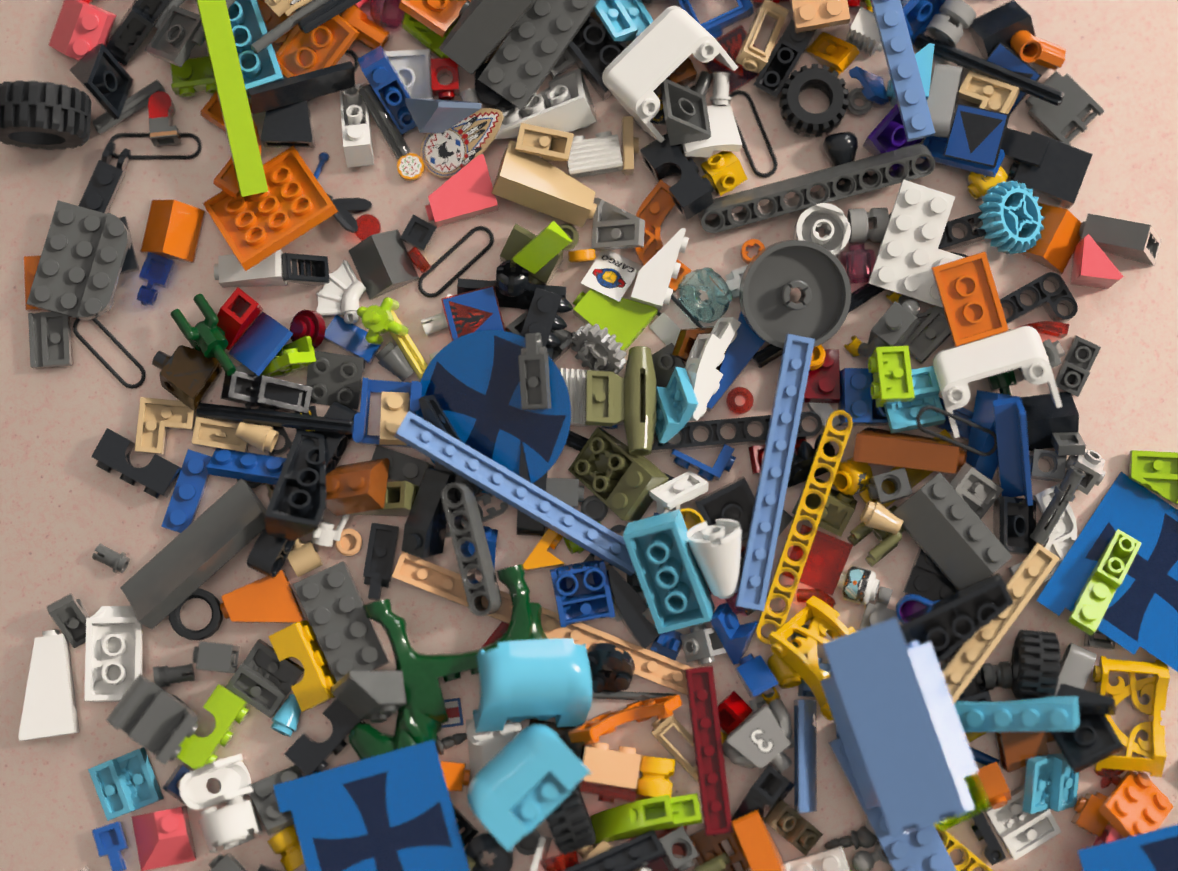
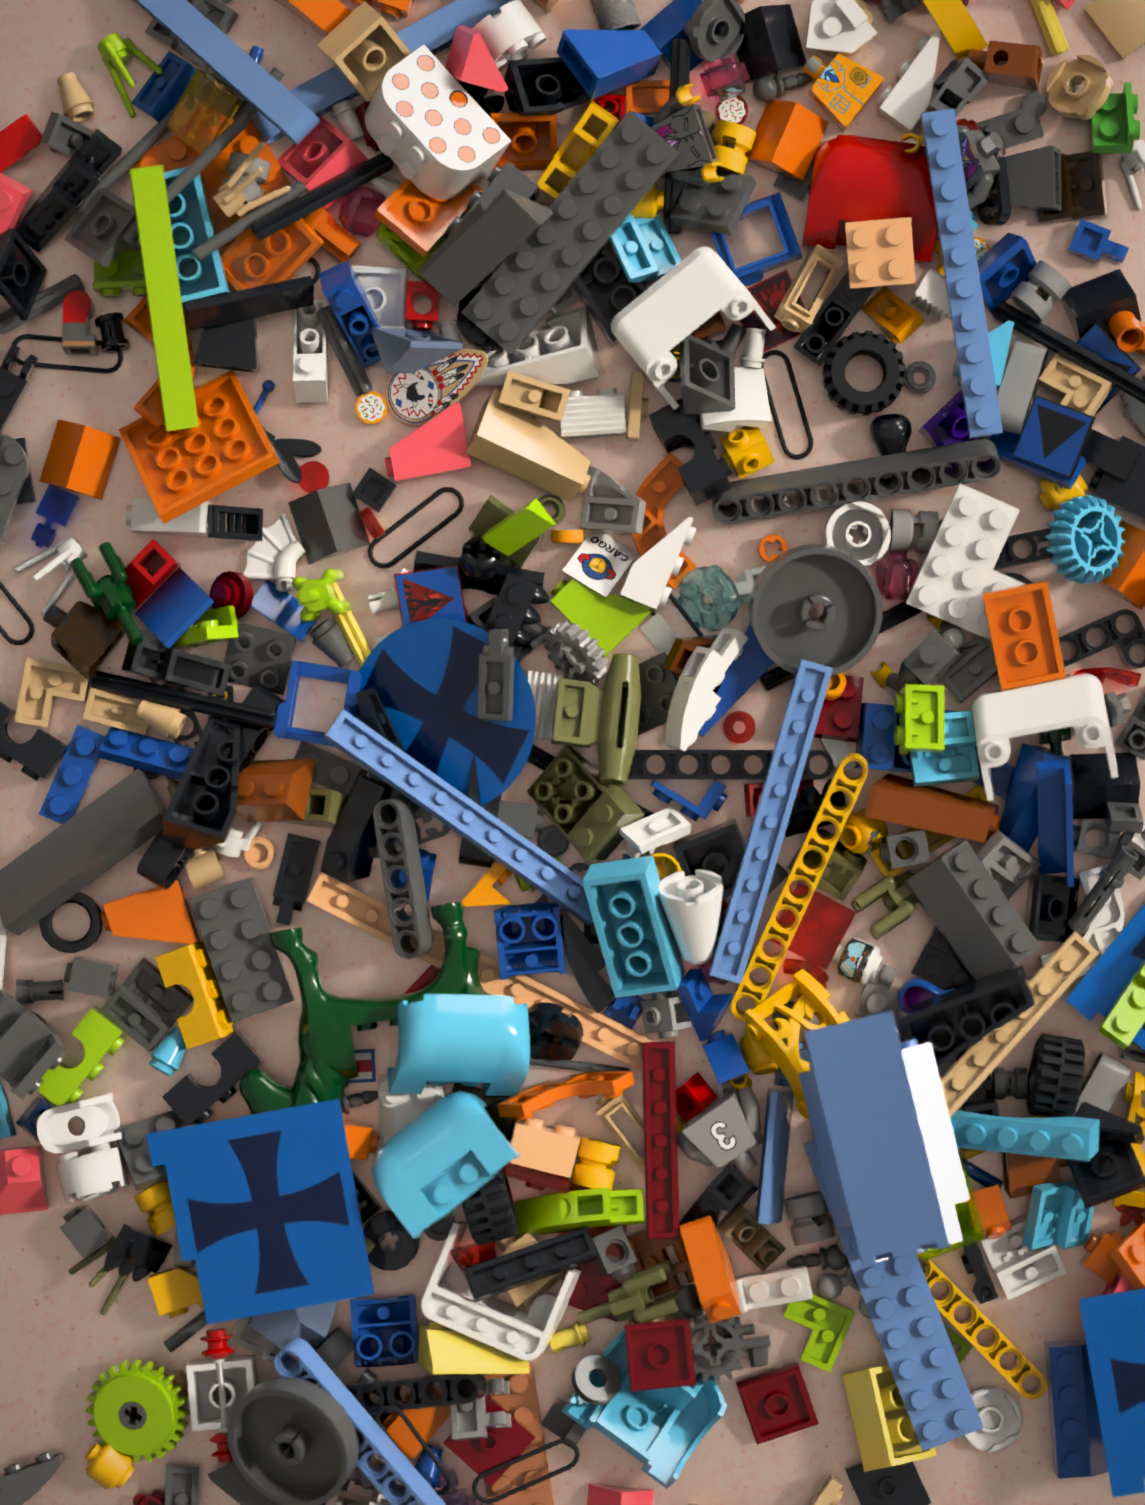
camera: 10 degrees right, 5 degrees up
(164, 309) = (64, 553): none -> white plant
(194, 132) = (112, 322): none -> black bush
(371, 693) = (270, 1038): dark grey slope -> none
(393, 411) = (325, 706): tan plate -> none
(674, 405) = (659, 729): medium azure slope -> none
(840, 806) = (809, 1218): none -> light grey wheel
(873, 85) = (936, 360): blue tile -> none
(878, 517) = (889, 886): tan cone -> none
(953, 441) = (983, 805): black piece -> none

